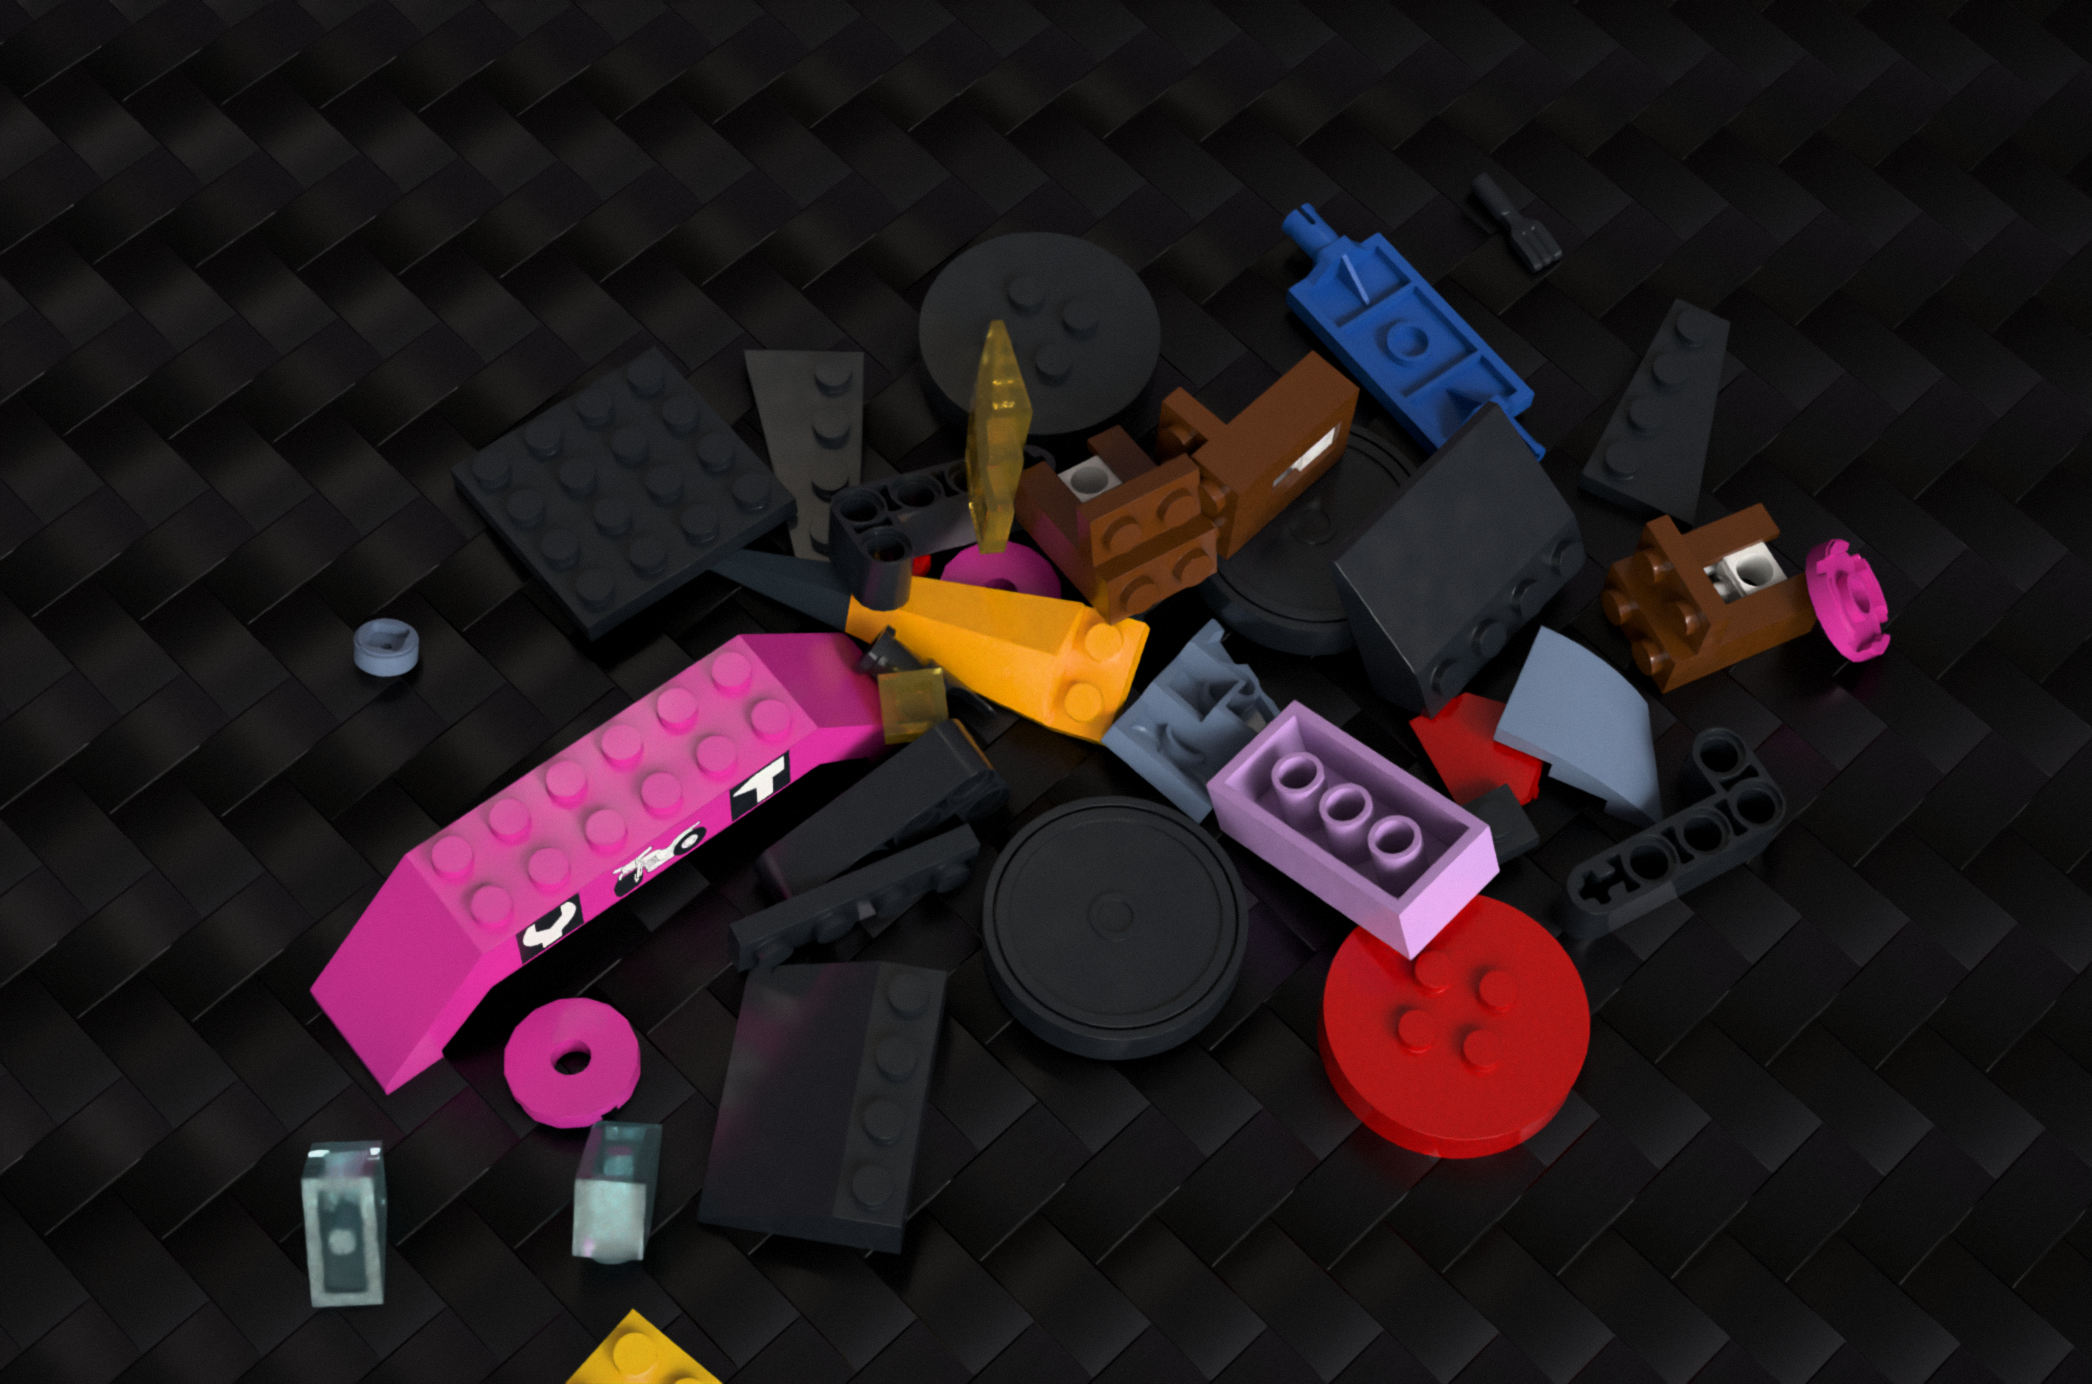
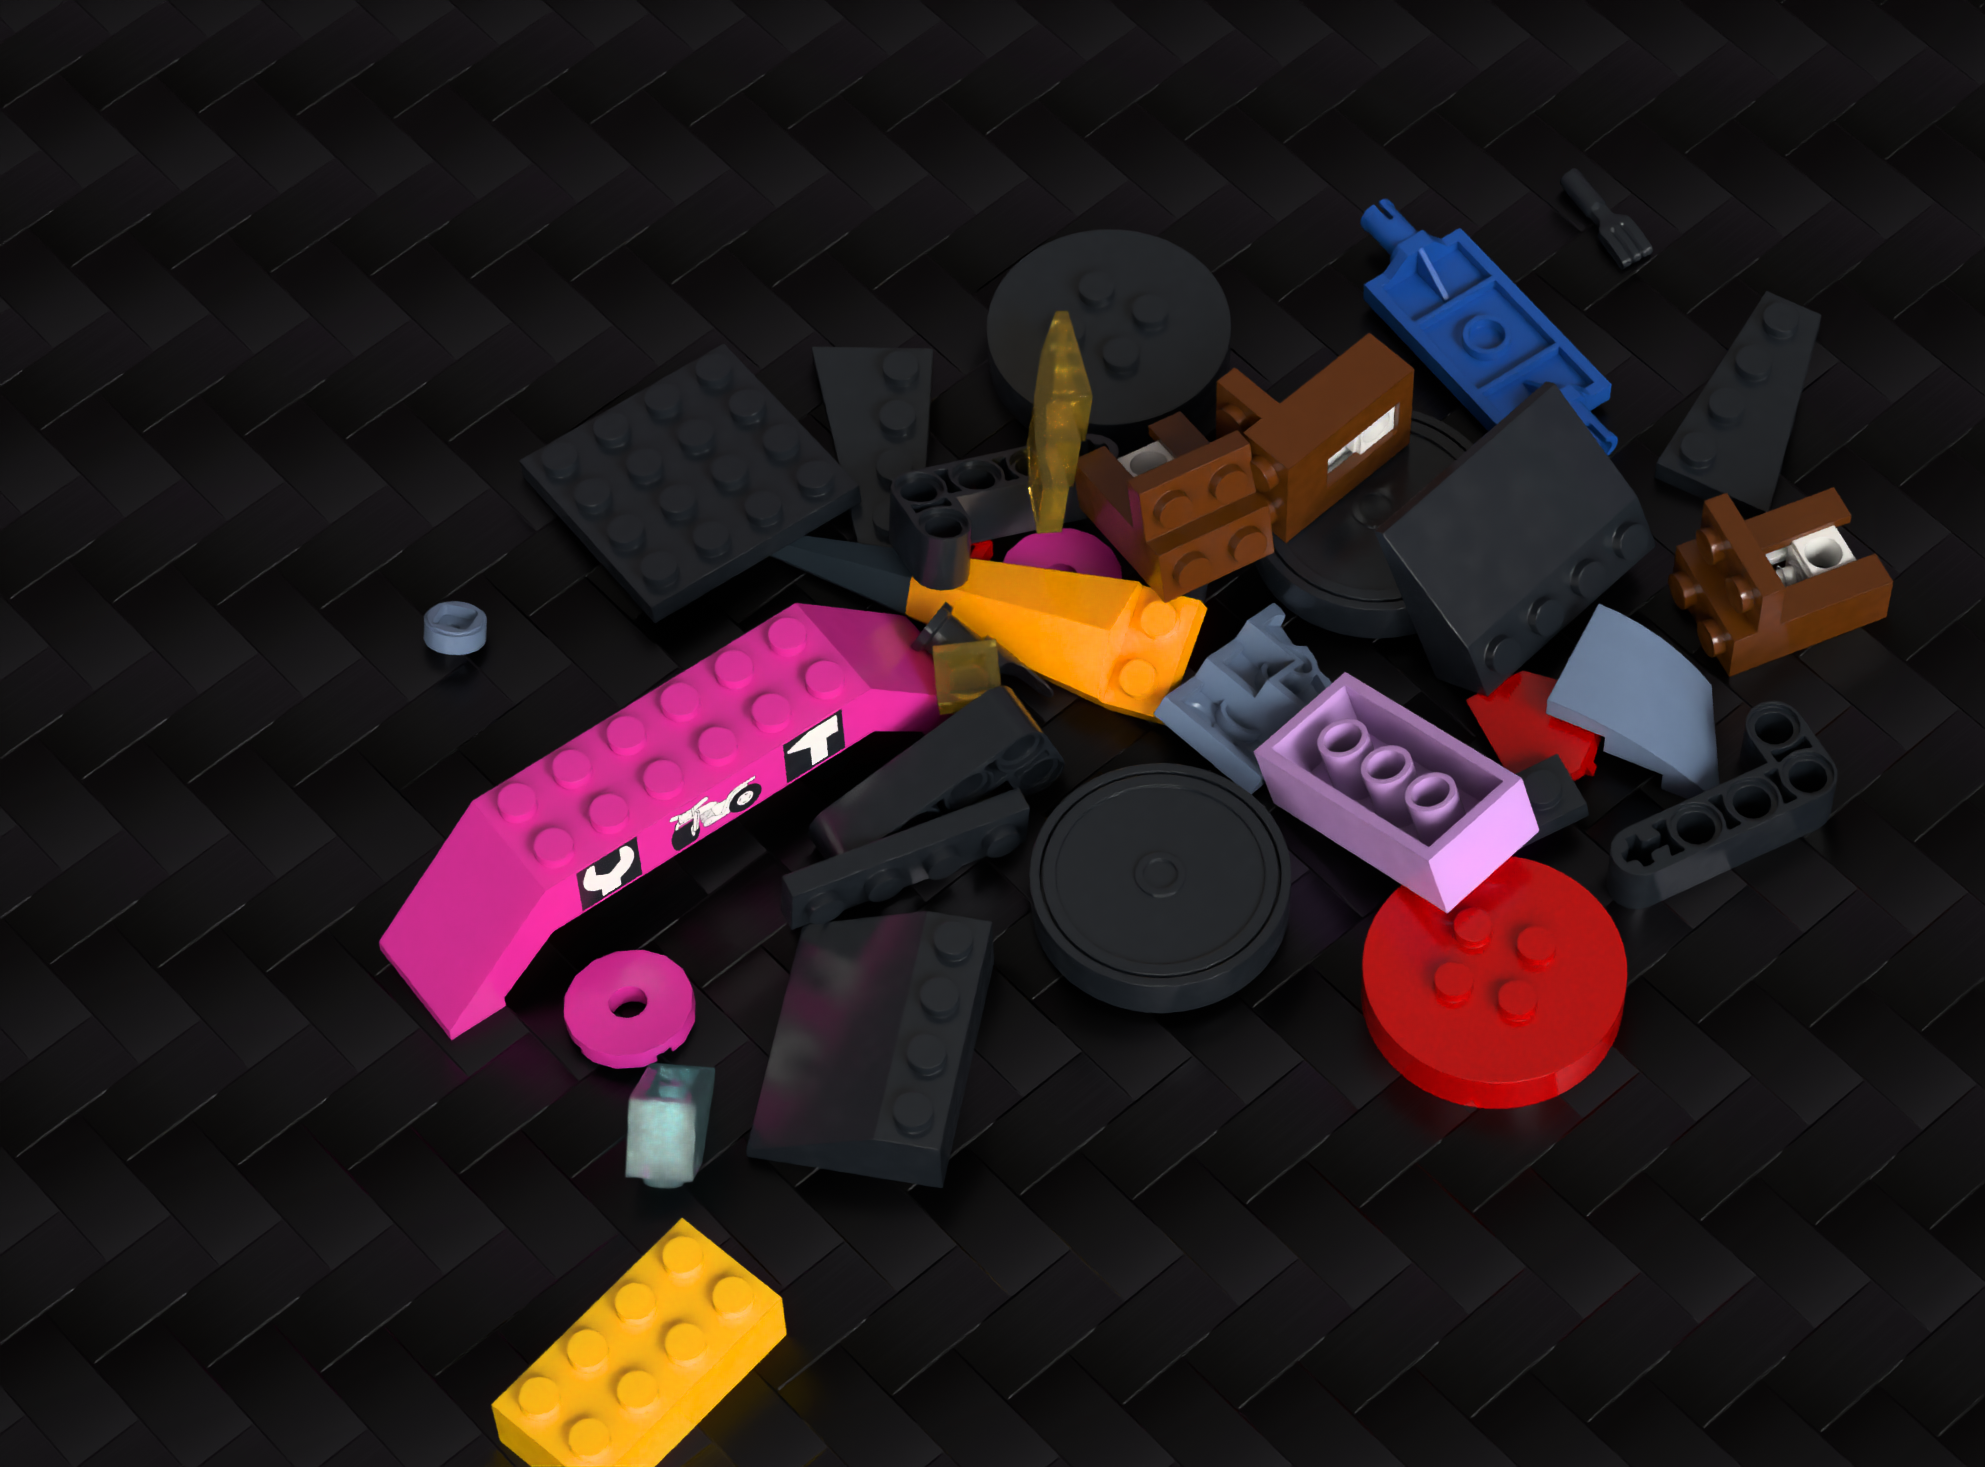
camera: 10 degrees right, 5 degrees down
(345, 1222) = (411, 1148): clear light blue slope -> none
(1847, 600) = (1917, 582): dark pink tile -> none

